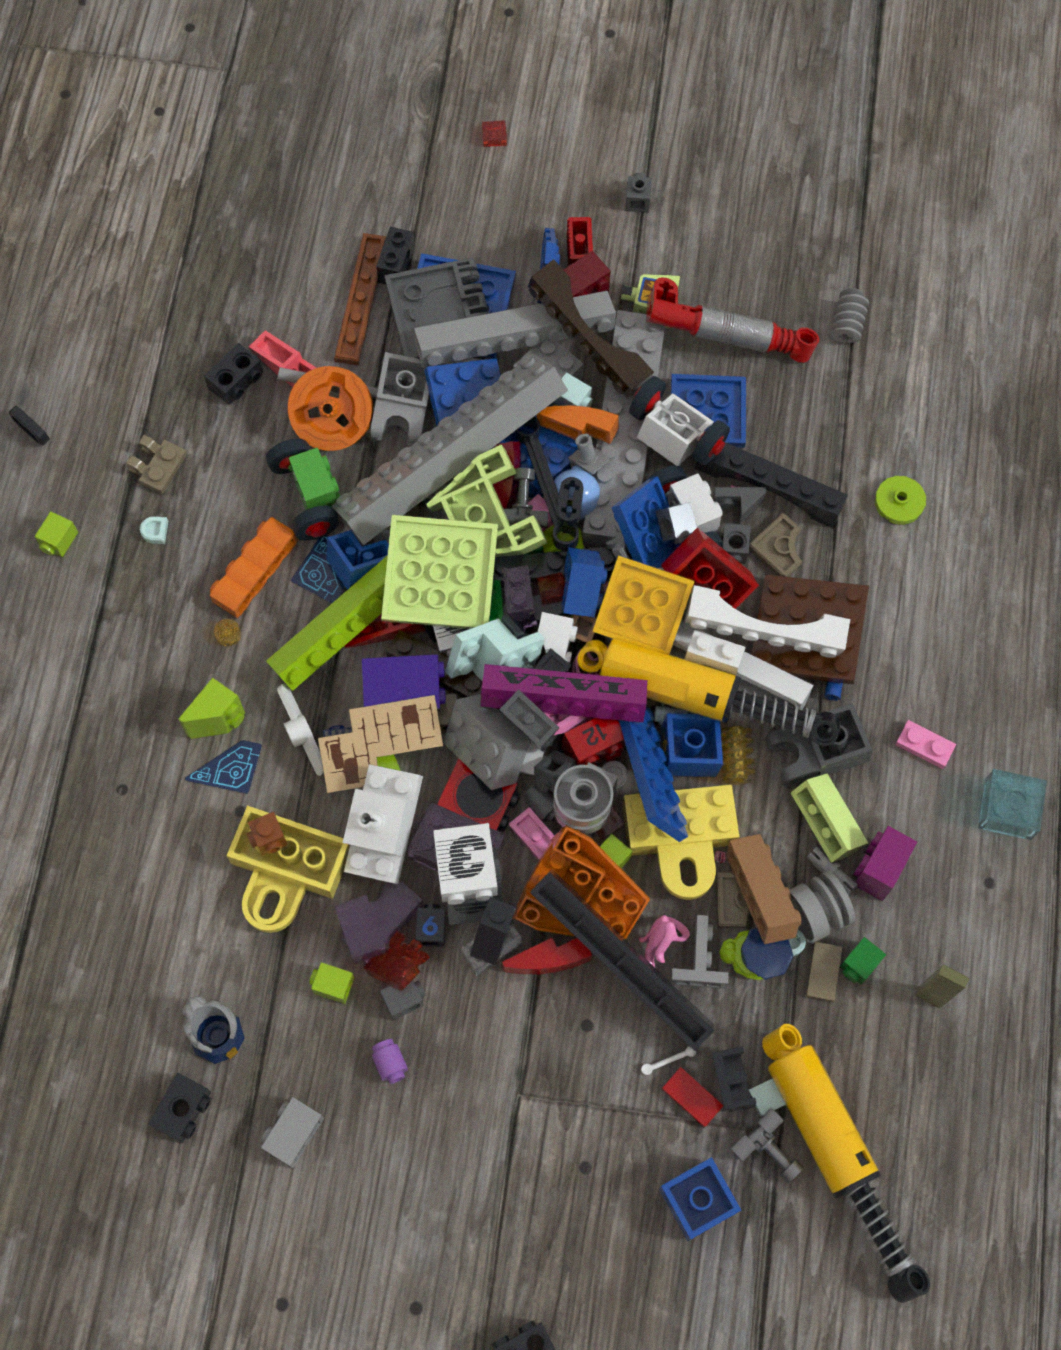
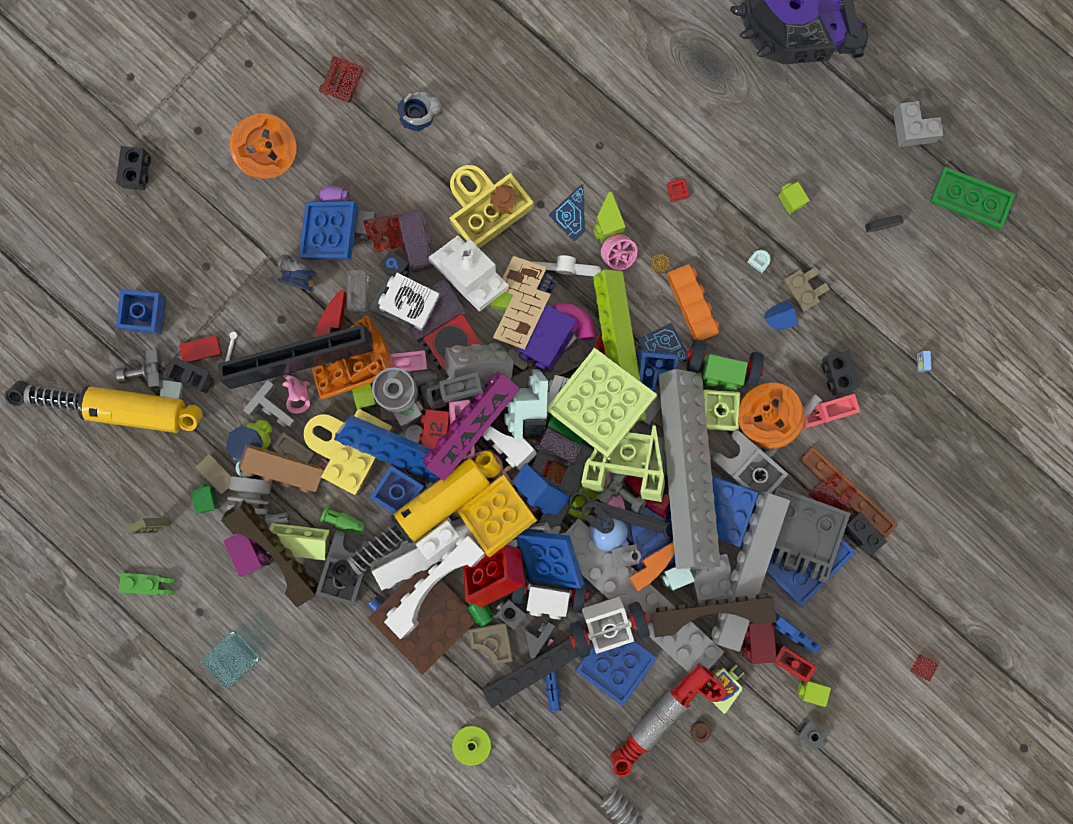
camera: 120 degrees right, 15 degrees up
(124, 666) = (677, 190): none -> red tile
(165, 302) = (924, 361): none -> light blue tile
(181, 1090) = (383, 58): black brick -> none
(206, 469) = (781, 316): none -> blue brick
(226, 1150) = (346, 81): none -> clear red plate
(245, 677) = (613, 245): none -> bright pink wheel
(291, 1132) = (331, 119): light grey brick -> none
(331, 982) = (400, 191): lime brick -> none
(351, 678) = (586, 327): none -> dark pink cylinder
(360, 454) = (729, 404): none -> yellowish green brick
(360, 928) = (413, 221): clear purple brick -> none
(372, 1171) = (280, 141): none -> orange wheel
(379, 314) = (825, 493): none -> clear red plate
(439, 1033) = (328, 230): none -> blue plate
(493, 931) = (359, 293): black slope -> none
(519, 1036) = (295, 273): none -> piece
(553, 662) = (496, 433): black tile -> none
(596, 208) = (814, 693): none -> lime brick
(676, 522) = (540, 578): brick -> none
(714, 294) = (700, 731): none -> reddish brown tile
(736, 754) = (374, 515): clear yellow piece -> none
(762, 571) = (480, 614): none -> green brick
(770, 788) = (342, 521): none -> bright green piece
(794, 445) = (554, 703): none -> blue pin
(853, 875) = (245, 521): none -> dark brown arch
(925, 744) = (305, 637): bright pink plate -> none
(1007, 965) = (144, 584): none -> bright green hinge

